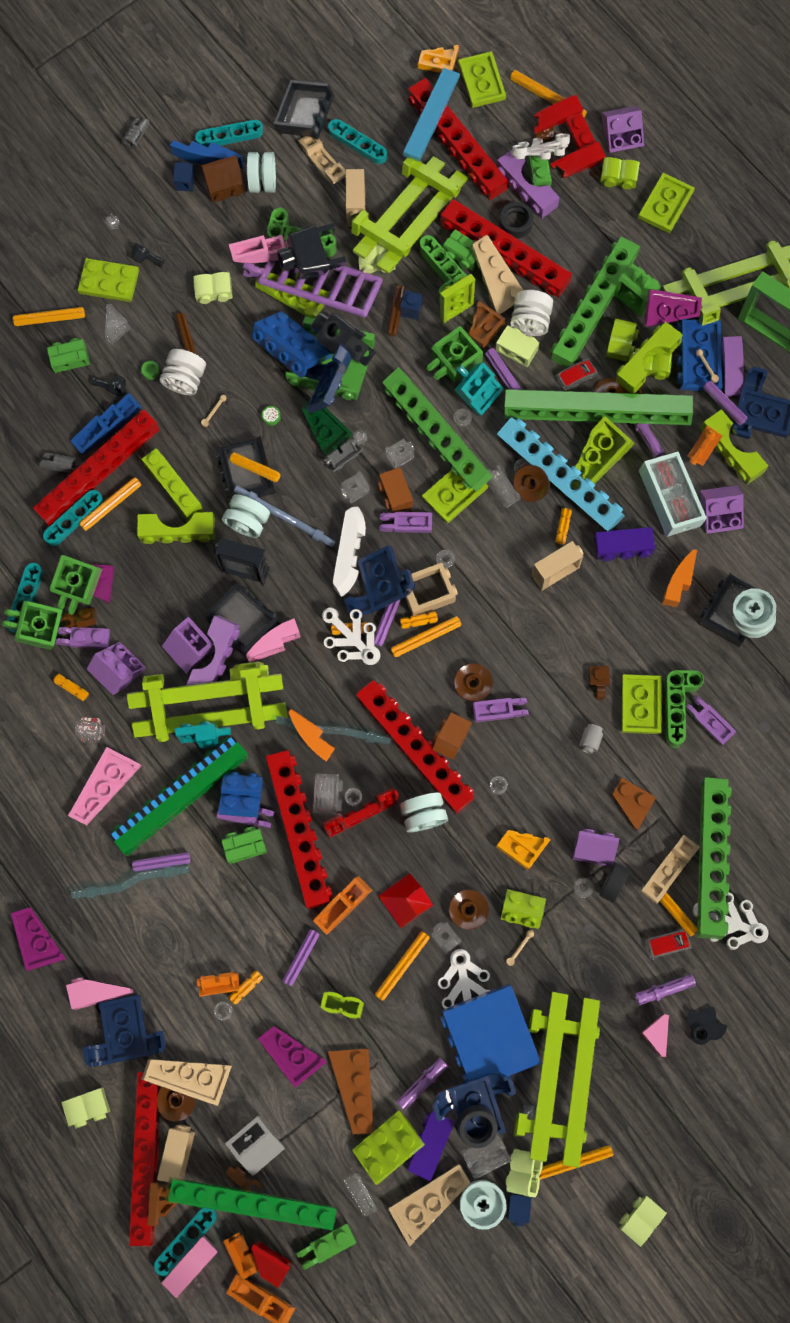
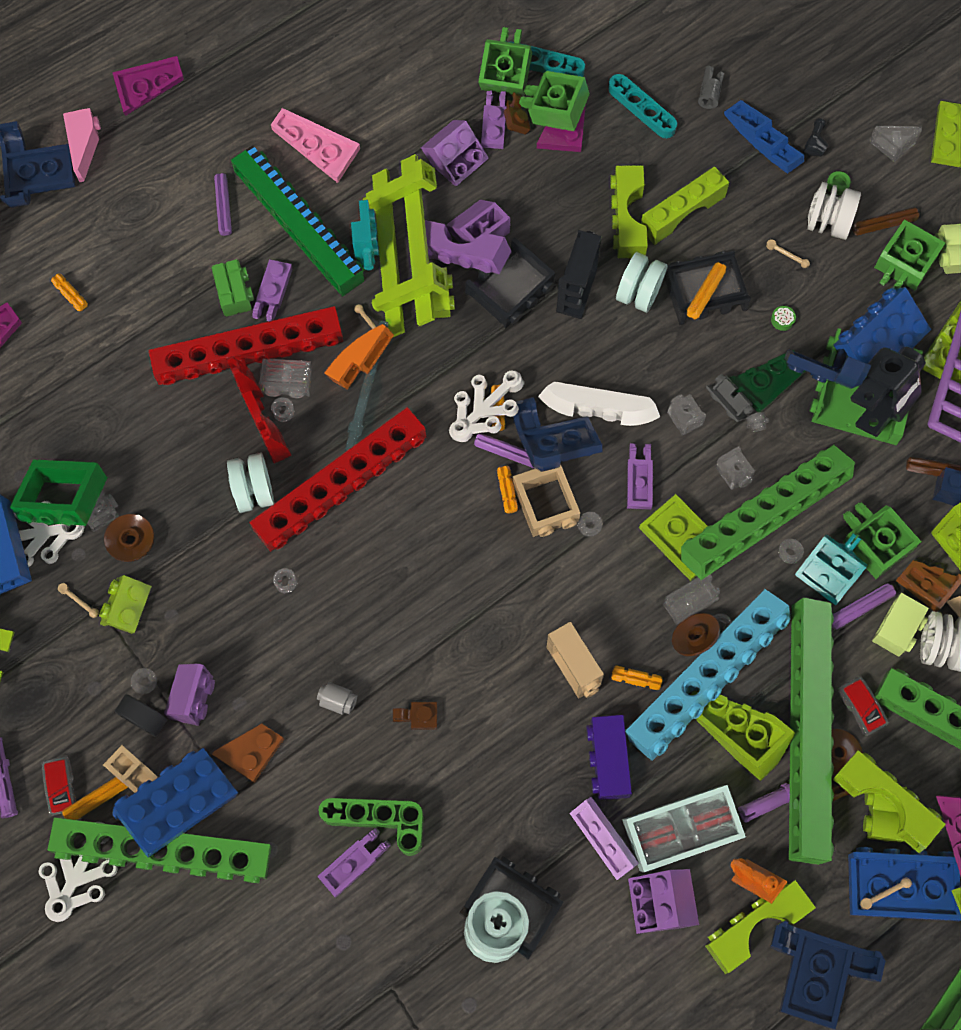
camera: 90 degrees right, 5 degrees down
(49, 316) = (903, 73): light orange axle -> none
(68, 355) = (851, 92): bright green brick -> none
(71, 687) = (434, 109): light orange axle -> none
(89, 729) = (380, 126): clear head -> none
(92, 891) = (209, 210): clear light blue bar -> none
(97, 467) = (707, 126): red brick -> none
(110, 504) = (661, 143): light orange axle -> none
(220, 984) = (75, 262): orange hinge -> none
(220, 1016) = (39, 268): clear bush -> none
(222, 321) = (908, 256): none -> bright green hinge
(241, 795) = (291, 282): blue plate -> none
(273, 641) = (483, 320): bright pink slope -> none
(286, 722) = (359, 309): none -> tan hinge
(301, 957) = (96, 350): medium lavender axle -> none
(317, 535) = (665, 289): sand blue bar -> none
(336, 1004) = (32, 386): lime brick -> none
(342, 905) = (152, 395): orange slope -> none
(396, 490) = (682, 462): dark orange piece -> none
(402, 966) = (61, 451): light orange axle -> none
(405, 900) = (151, 468): red slope -> none
(417, 960) = (41, 471): none -> green window
(426, 636) = (485, 498): light orange axle -> none
(451, 735) = (347, 519): dark orange piece -> none
(475, 673) = (420, 540): reddish brown dish -> none
(498, 709) = (383, 582): medium lavender hinge -> none
(522, 847) = (201, 606): light orange wing -> none
(621, 340) = (921, 771): lime brick -> none
(642, 704) = (381, 769): lime plate -> none
(679, 848) = (174, 801): none -> blue bracket
(680, 580) = (557, 832): orange slope -> none
(681, 548) = (604, 838): none -> lavender plate
(725, 402) = (827, 915): medium lavender axle -> none
(732, 366) = (889, 933): medium lavender slope -> none

